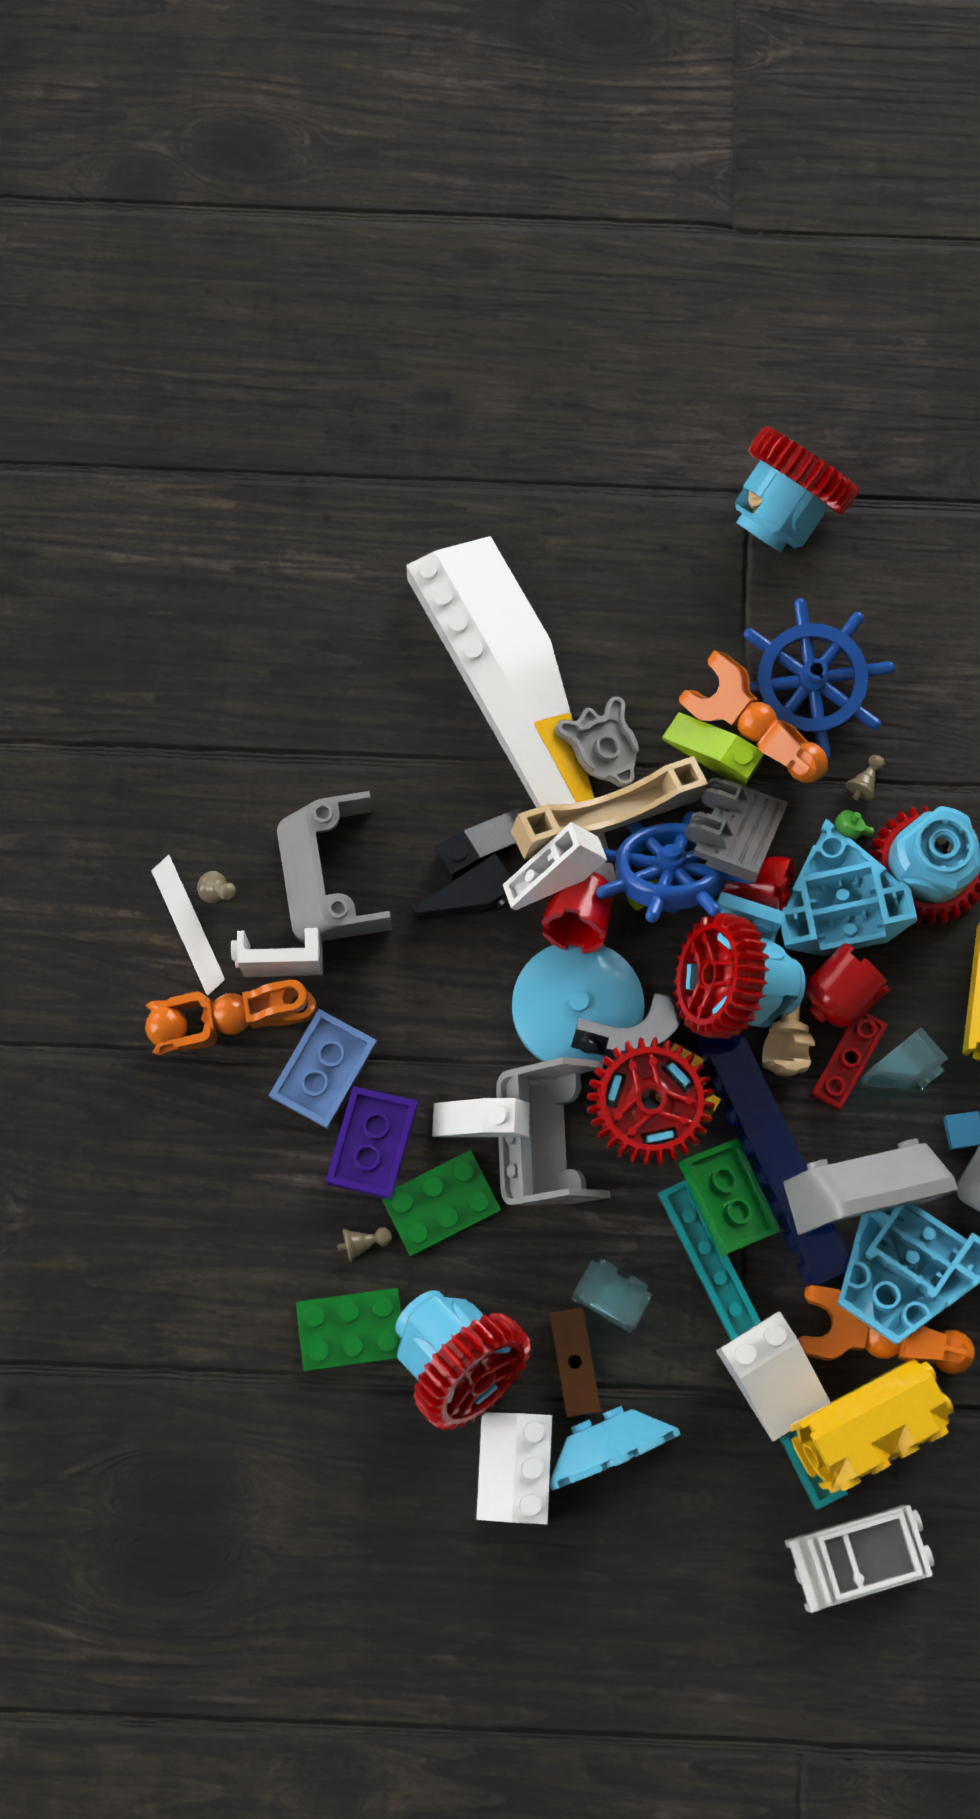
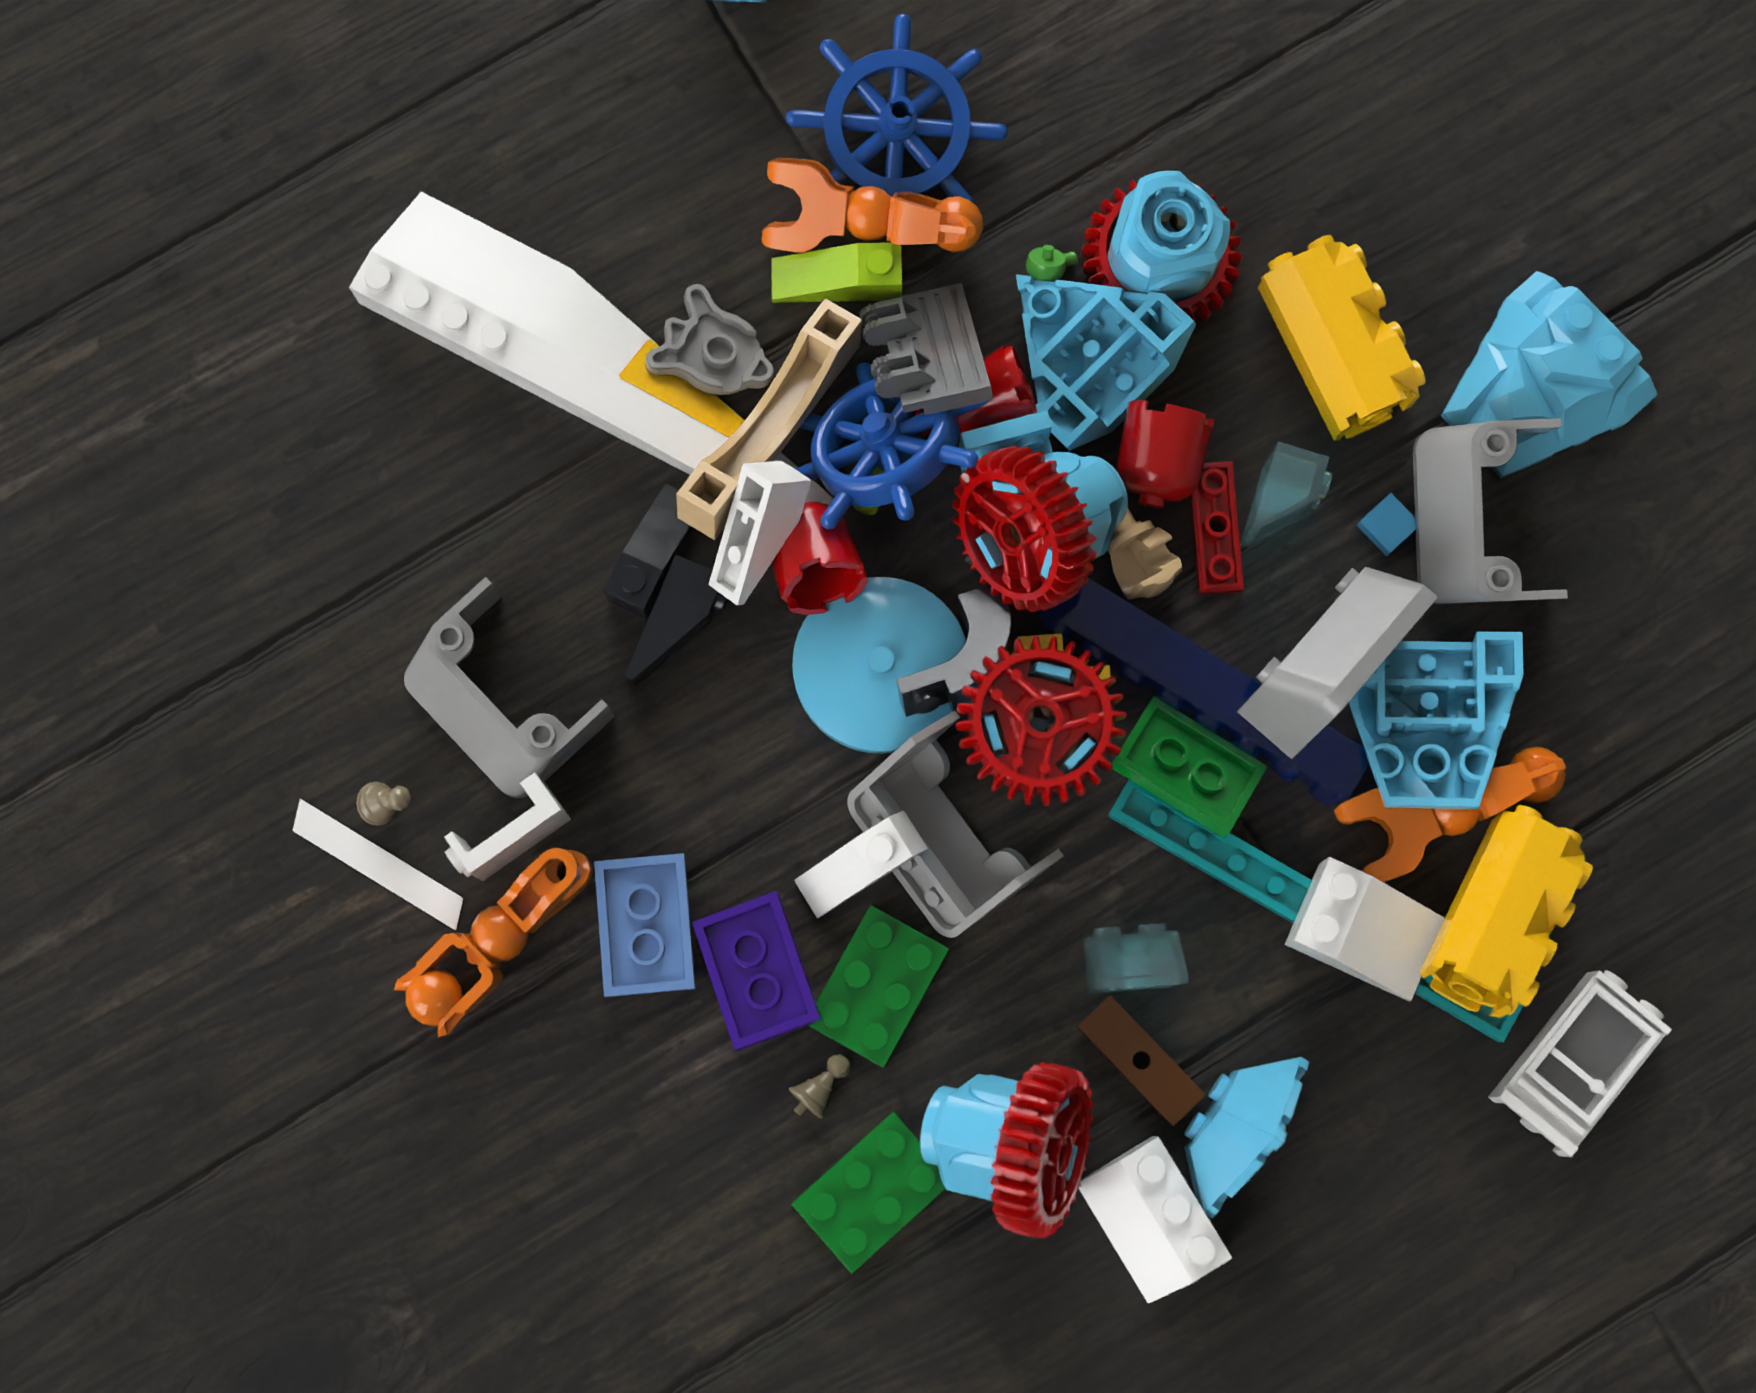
camera: 35 degrees left, 5 degrees up
(863, 784) = (1030, 206): dark tan piece -> none

